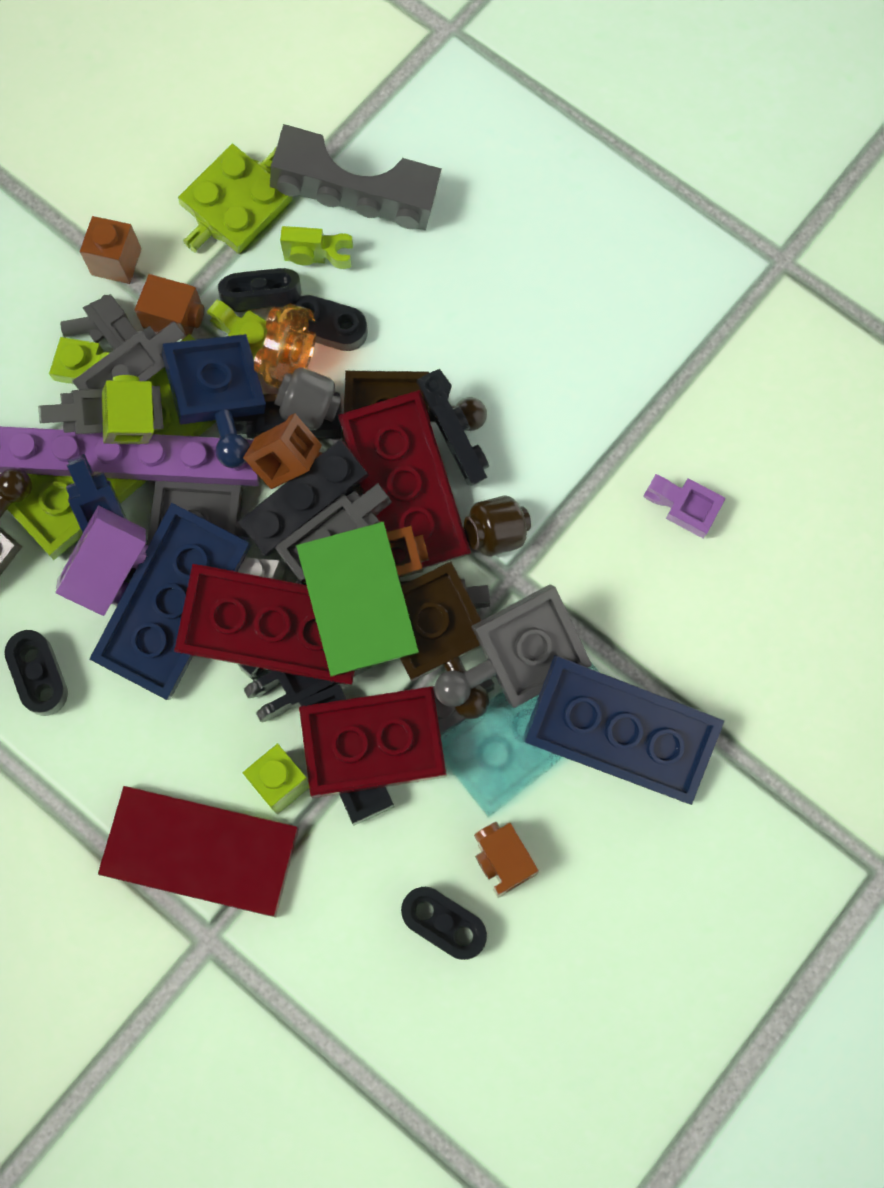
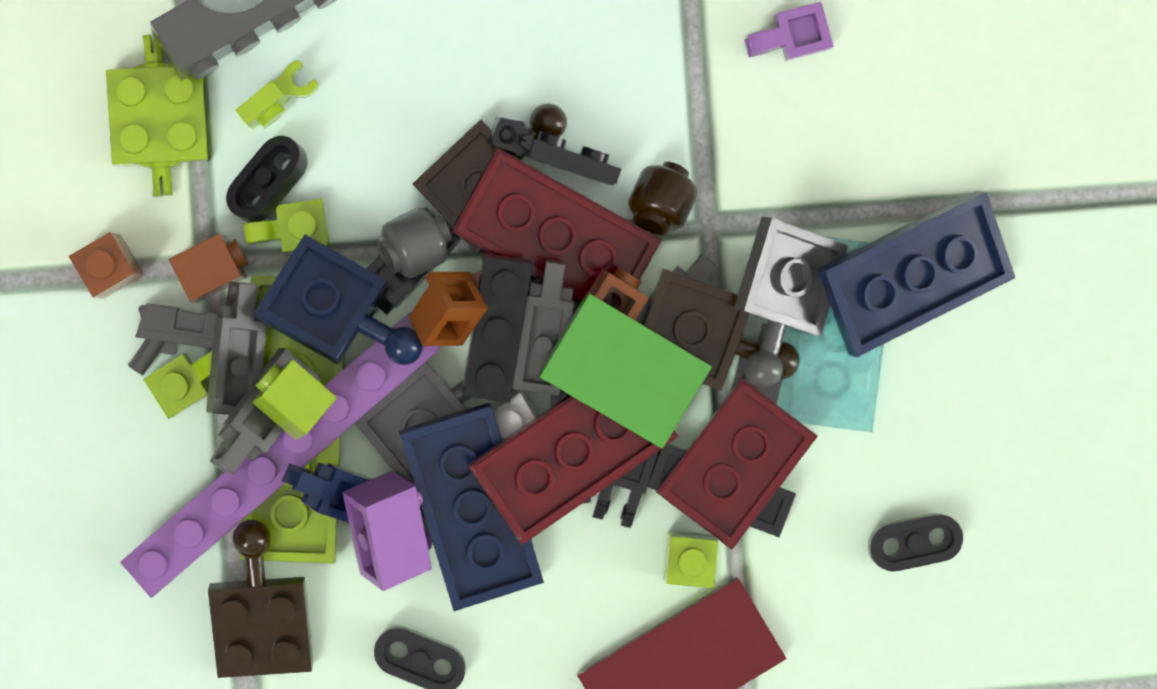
camera: 45 degrees left, 15 degrees up
(286, 343) = (348, 205): clear orange plate -> none
(328, 318) = (349, 153): black plate -> none
(504, 857) = (915, 452): dark orange brick -> none

